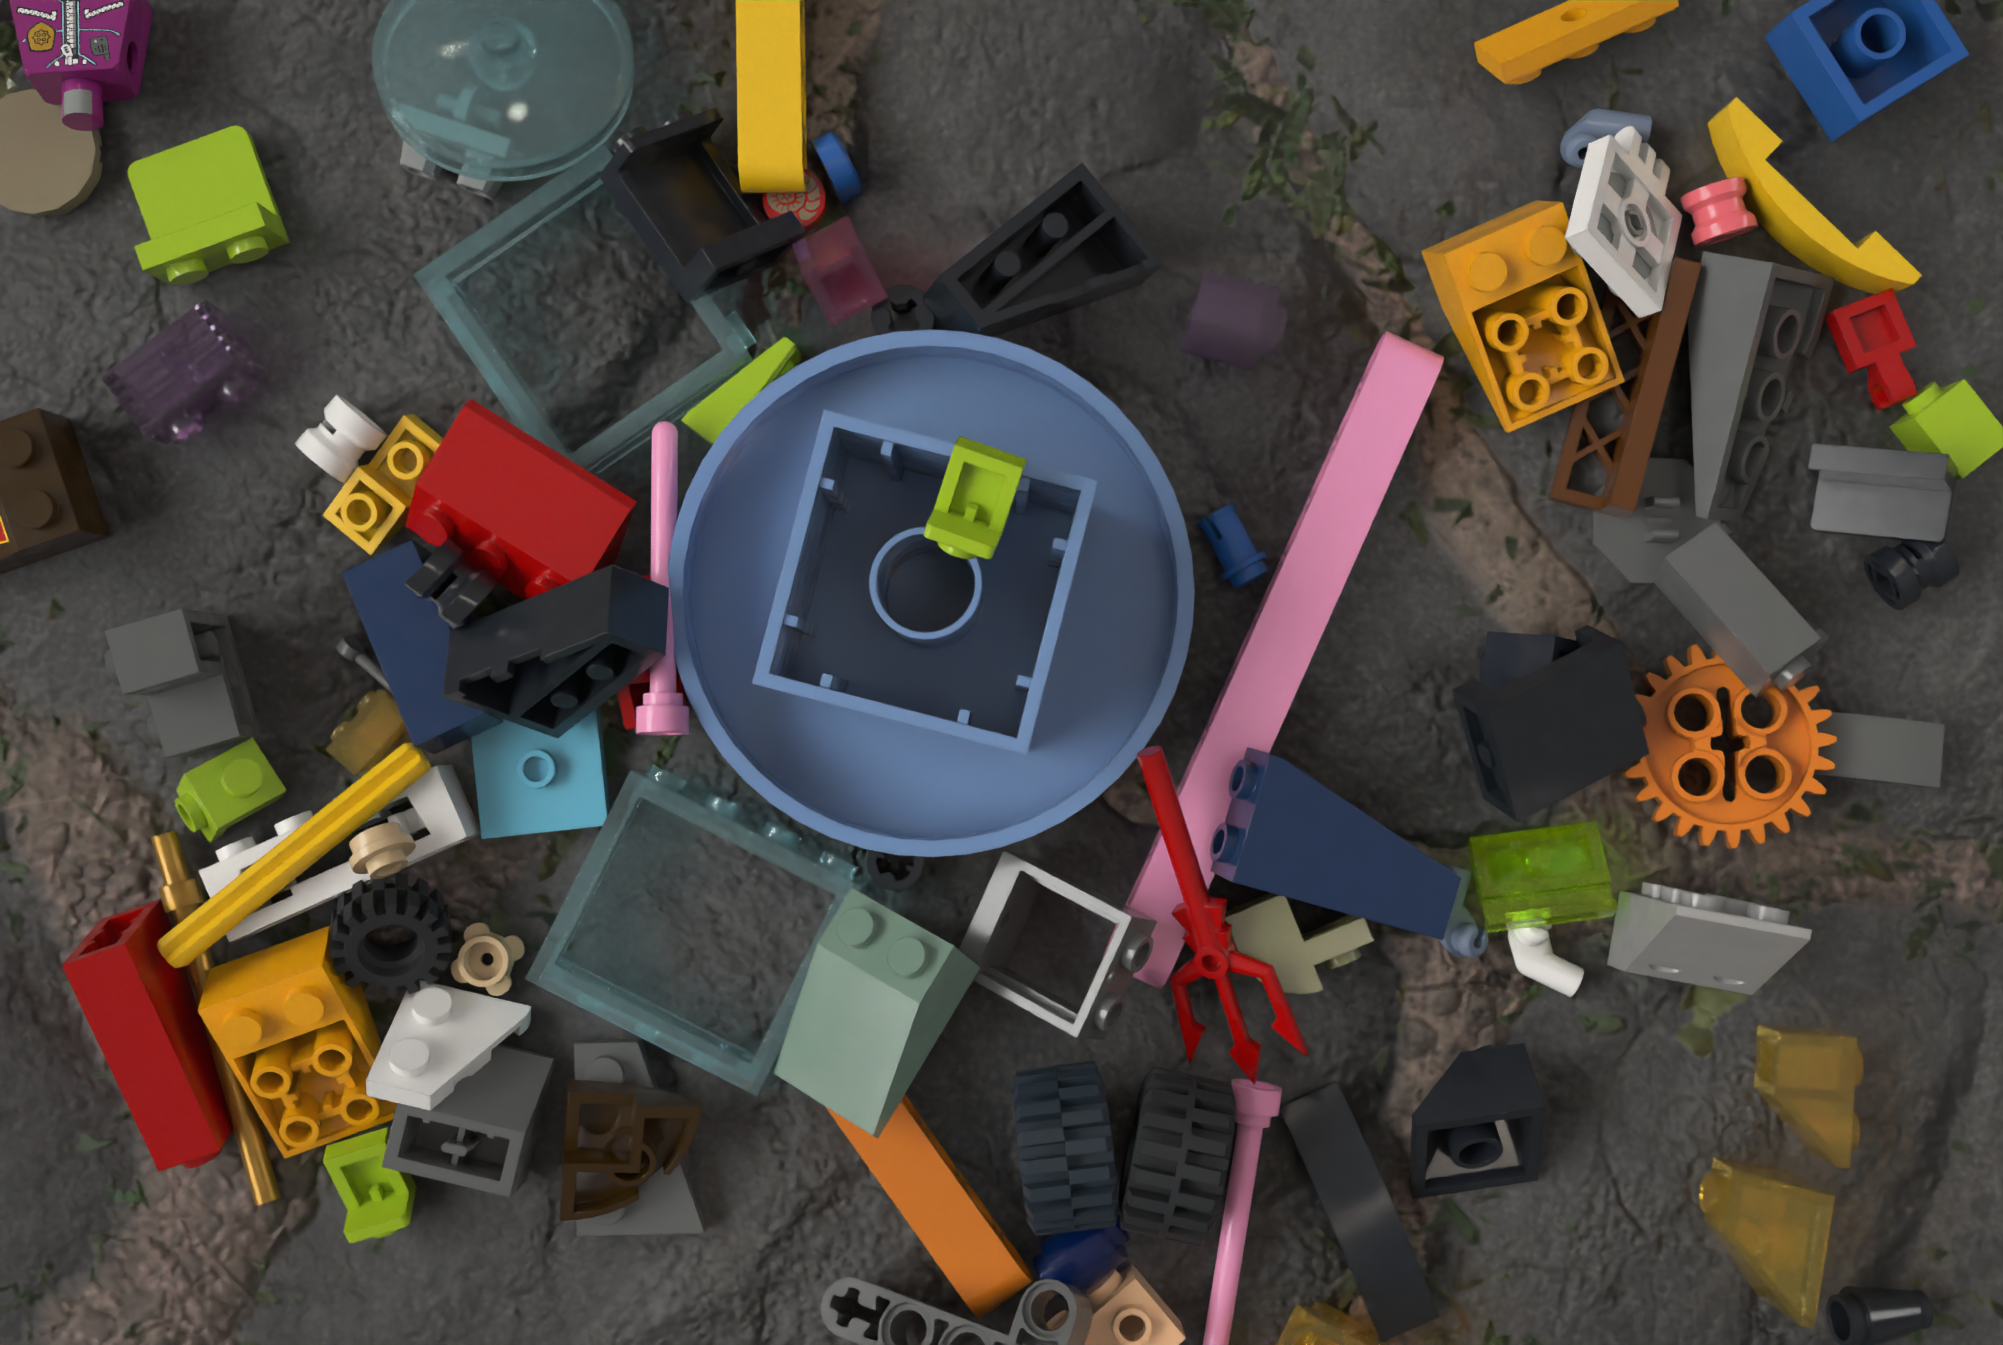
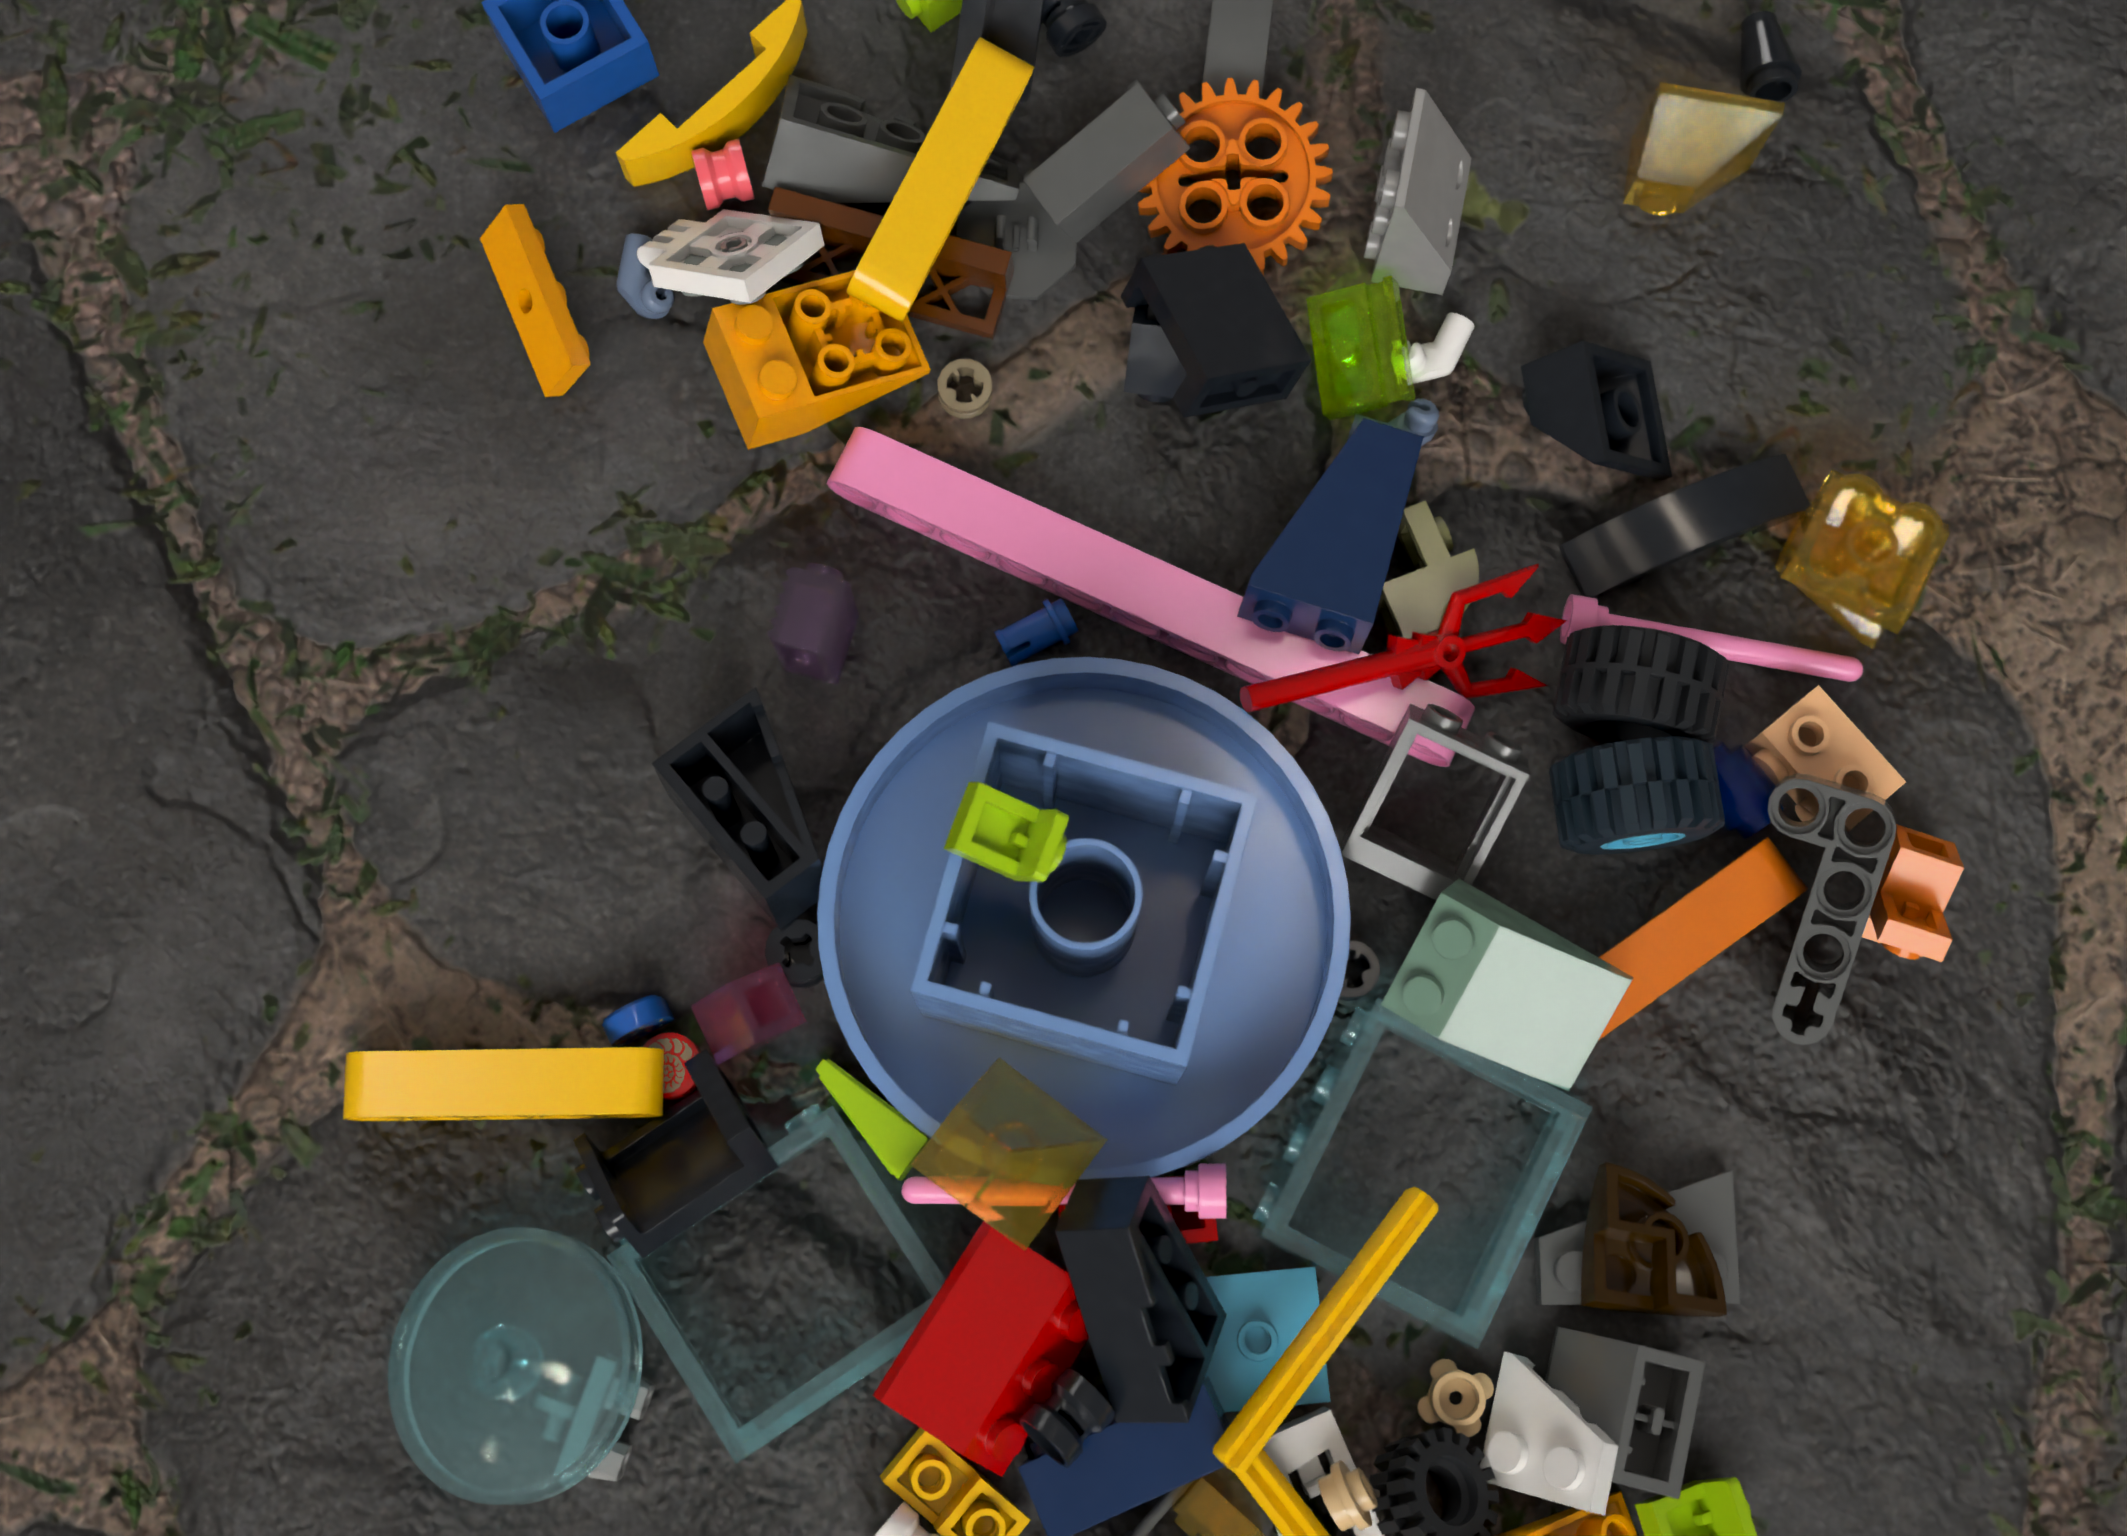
camera: 90 degrees left, 10 degrees down
(536, 831) = (1325, 1330): none -> yellow axle
(691, 520) = (1009, 1153): none -> clear yellow slope
(1501, 486) = (981, 381): none -> dark tan bush
(1710, 433) = (940, 180): none -> yellow beam
(1811, 1086) = (1554, 112): clear yellow slope -> none
(1873, 337) = (848, 42): red plate -> none

